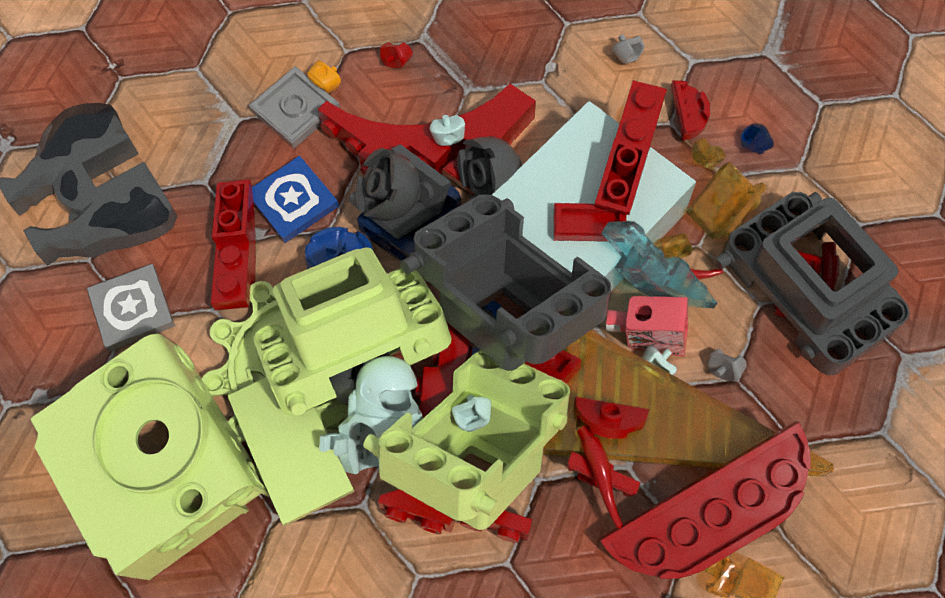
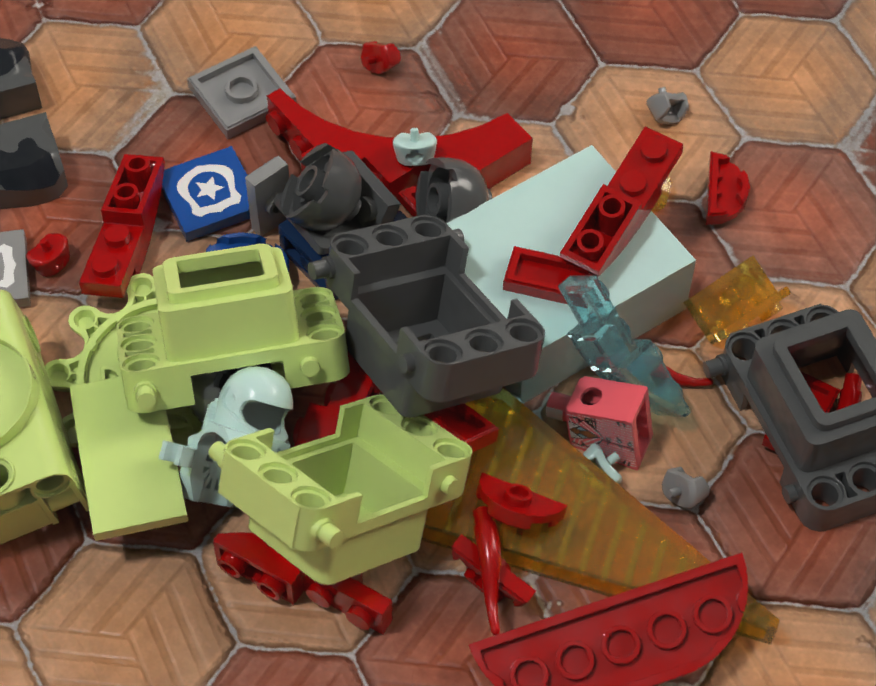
camera: 10 degrees right, 10 degrees down
(179, 280) = (50, 254): none -> red piece
(324, 76) = (286, 64): light orange piece -> none
(338, 192) = (261, 190): none -> light grey plate
(473, 413) = (351, 459): light aqua piece -> none
(675, 246) = (664, 338): clear yellow piece -> none
(706, 154) = (730, 244): clear yellow piece -> none
(756, 138) = (798, 239): clear blue piece -> none

